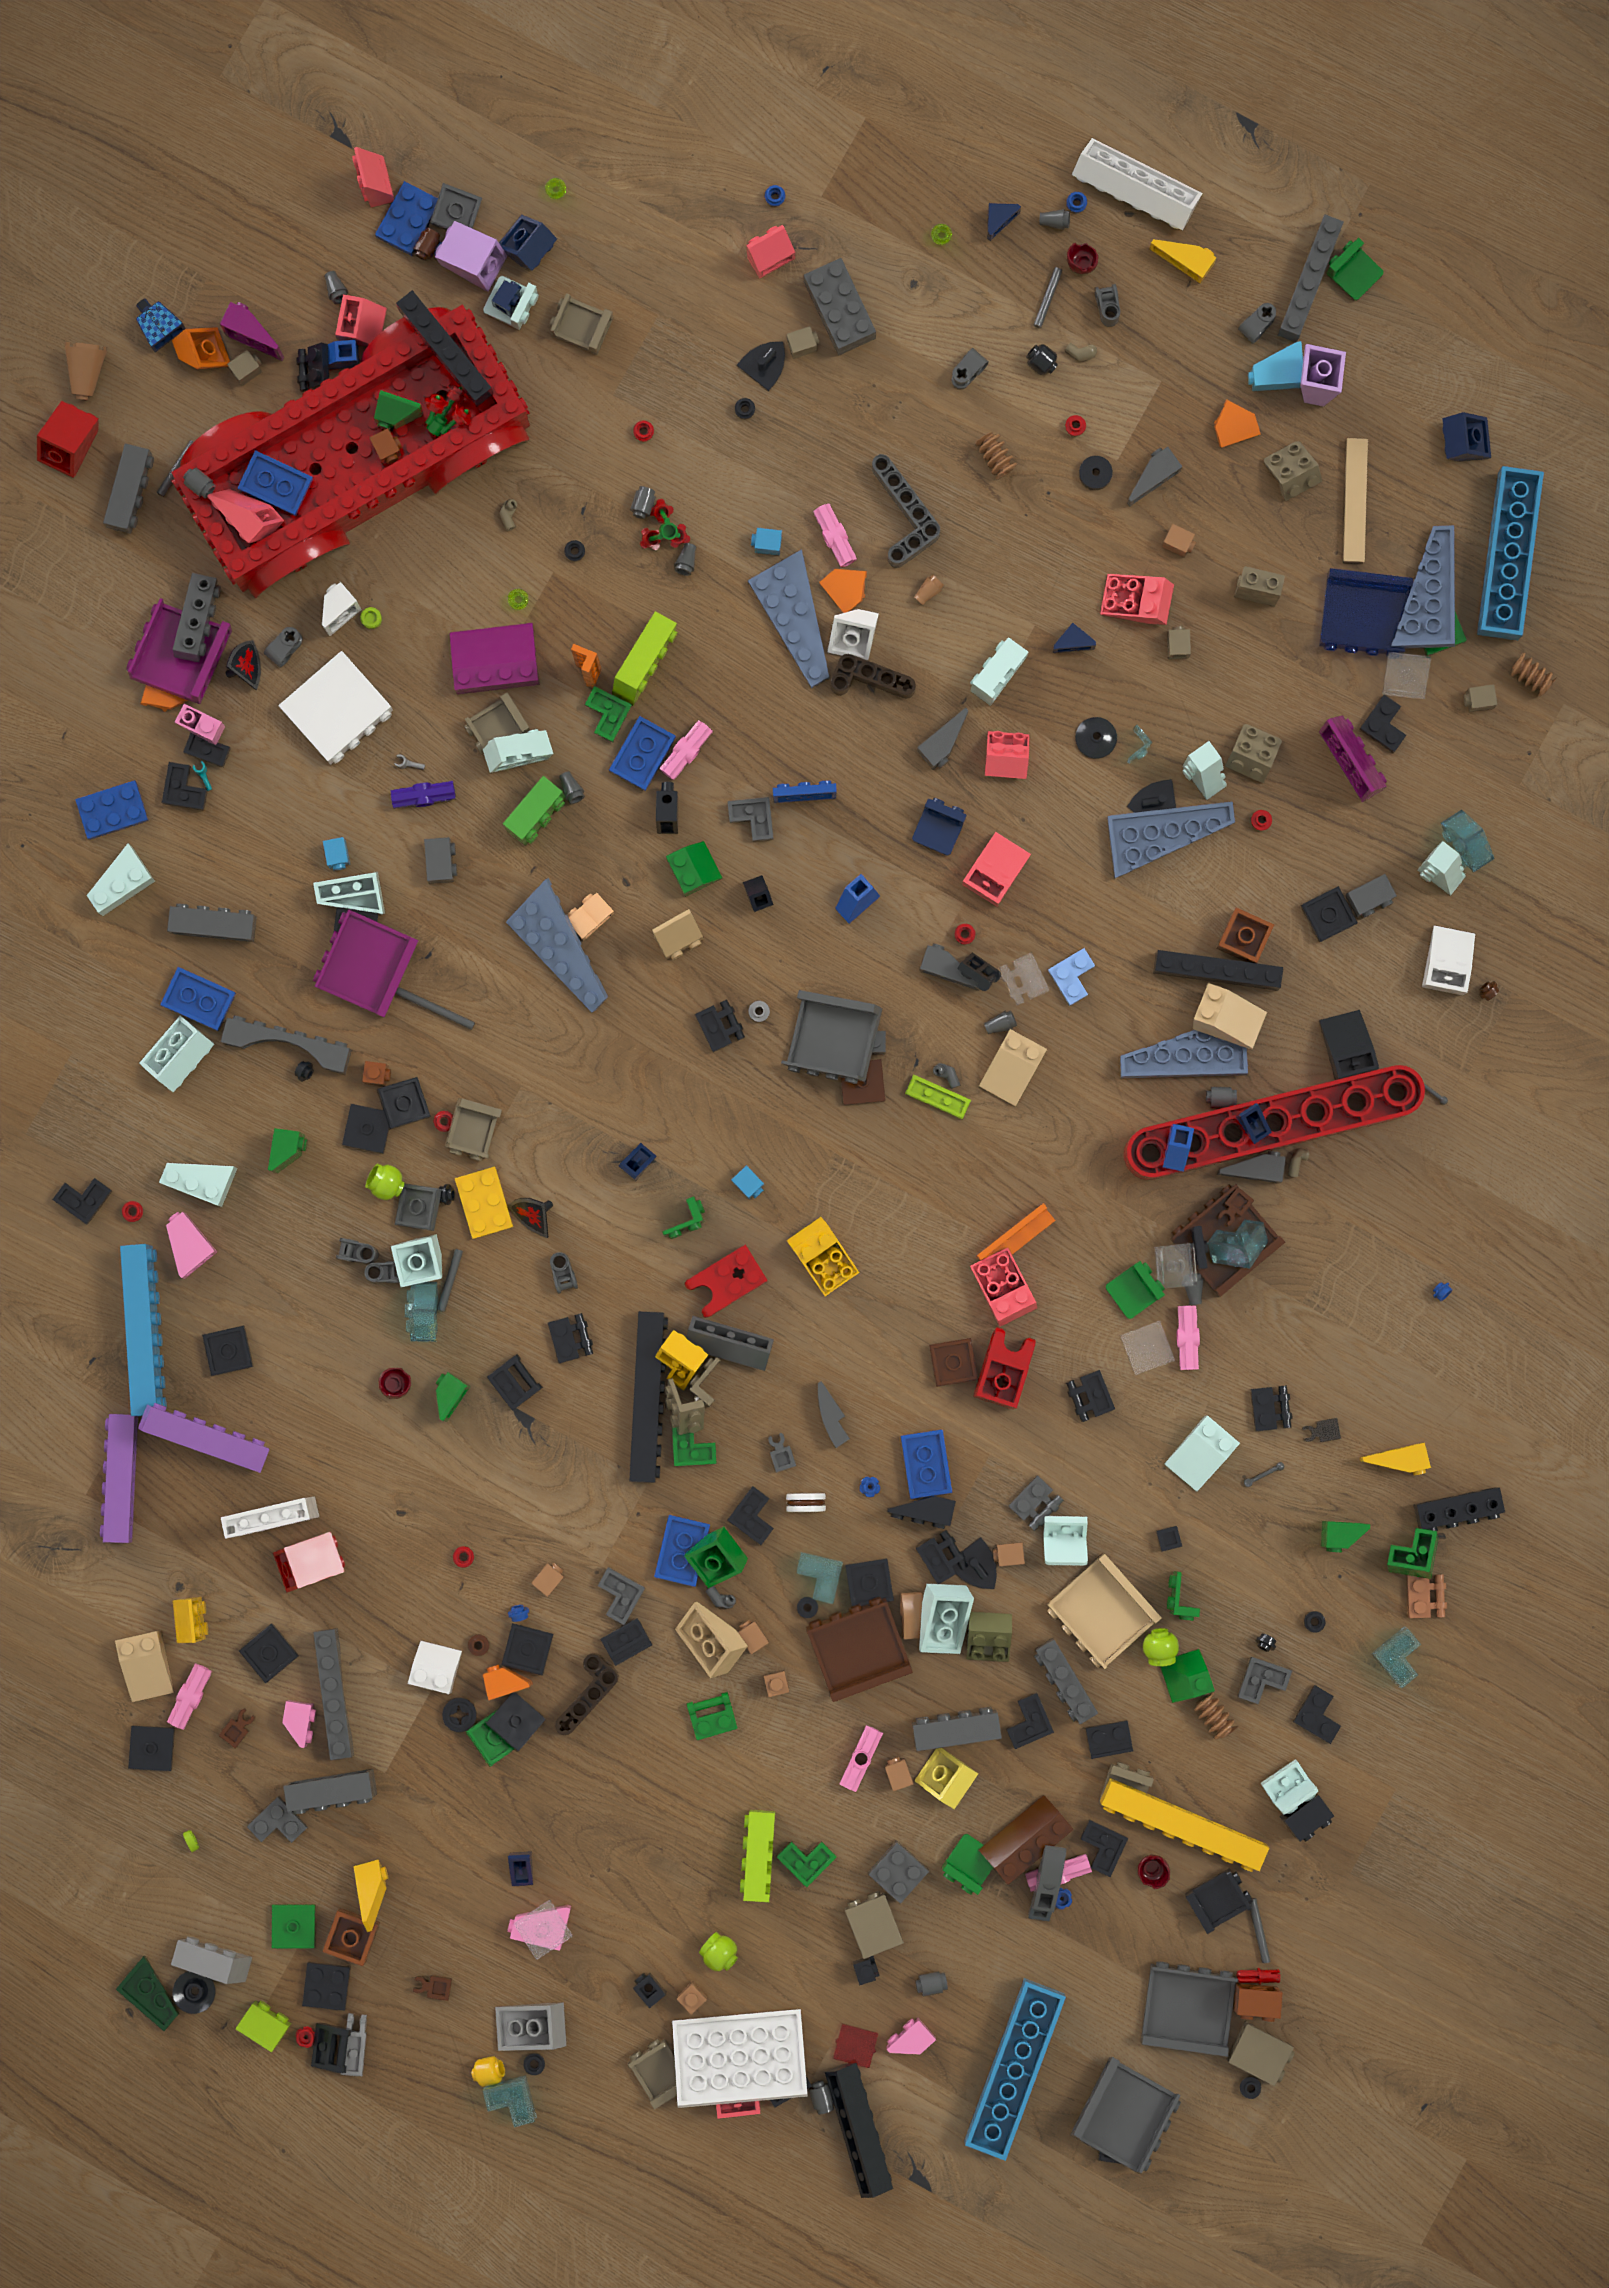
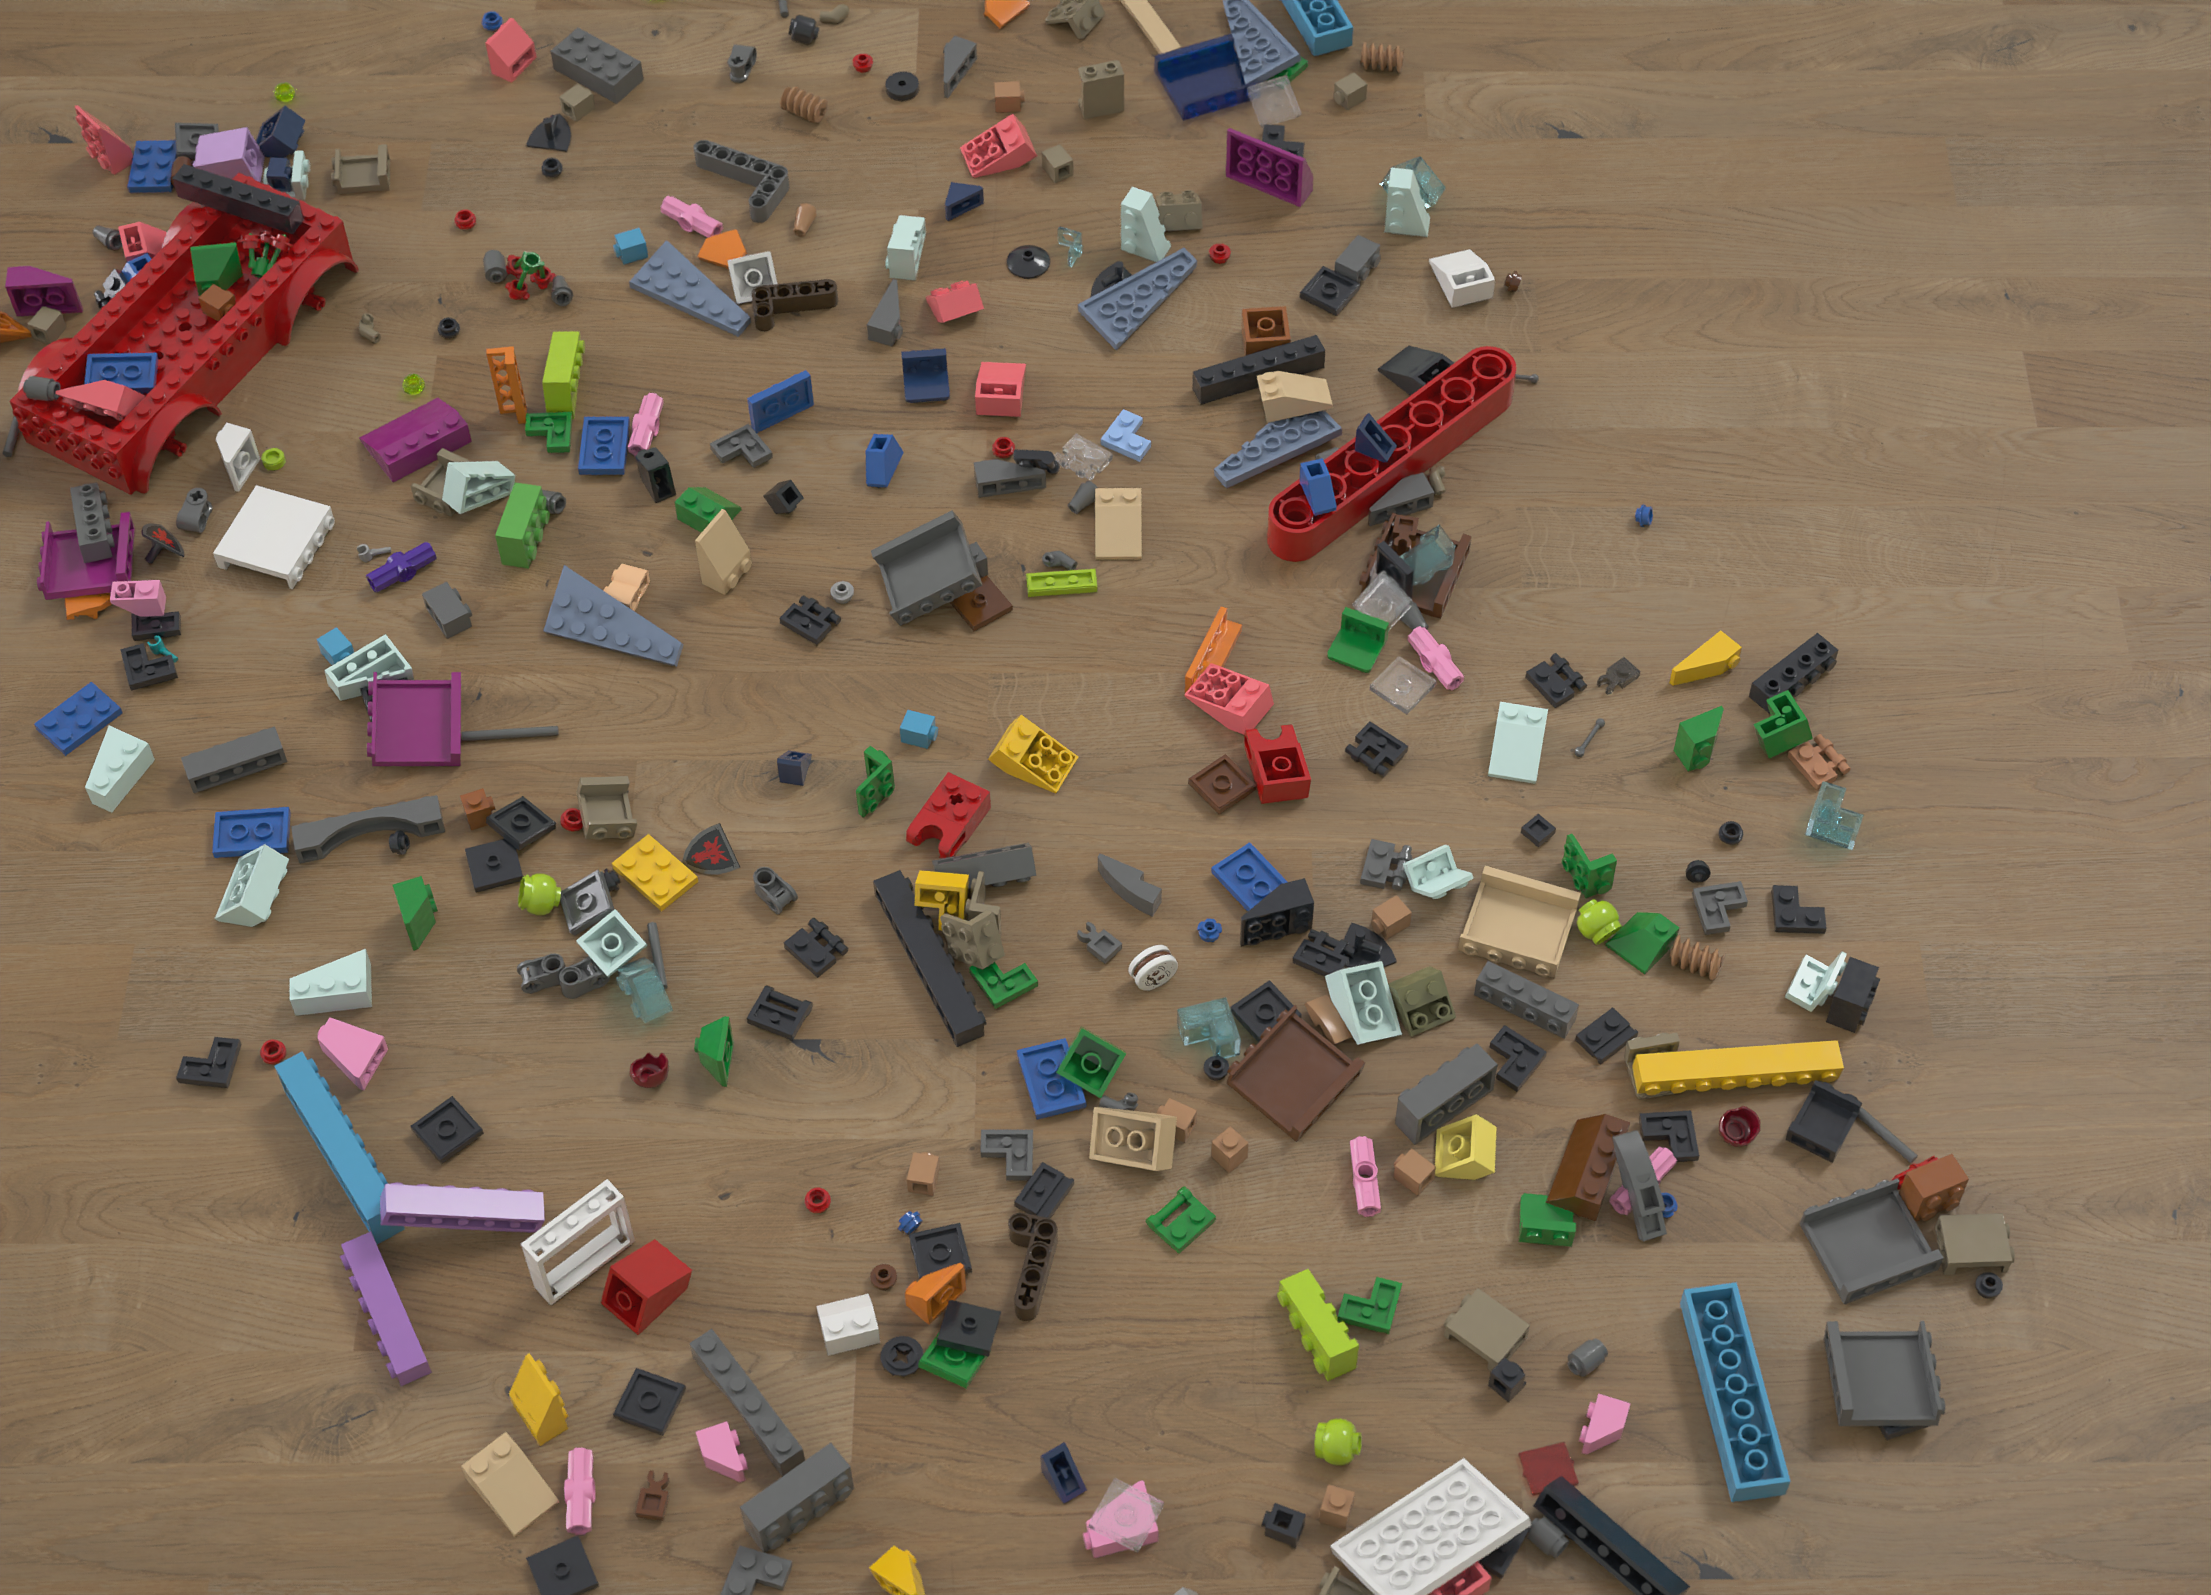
camera: 30 degrees left, 30 degrees down
(746, 1516) = (1101, 1017): black plate -> none
(898, 1871) = (1476, 1262): dark grey brick -> none

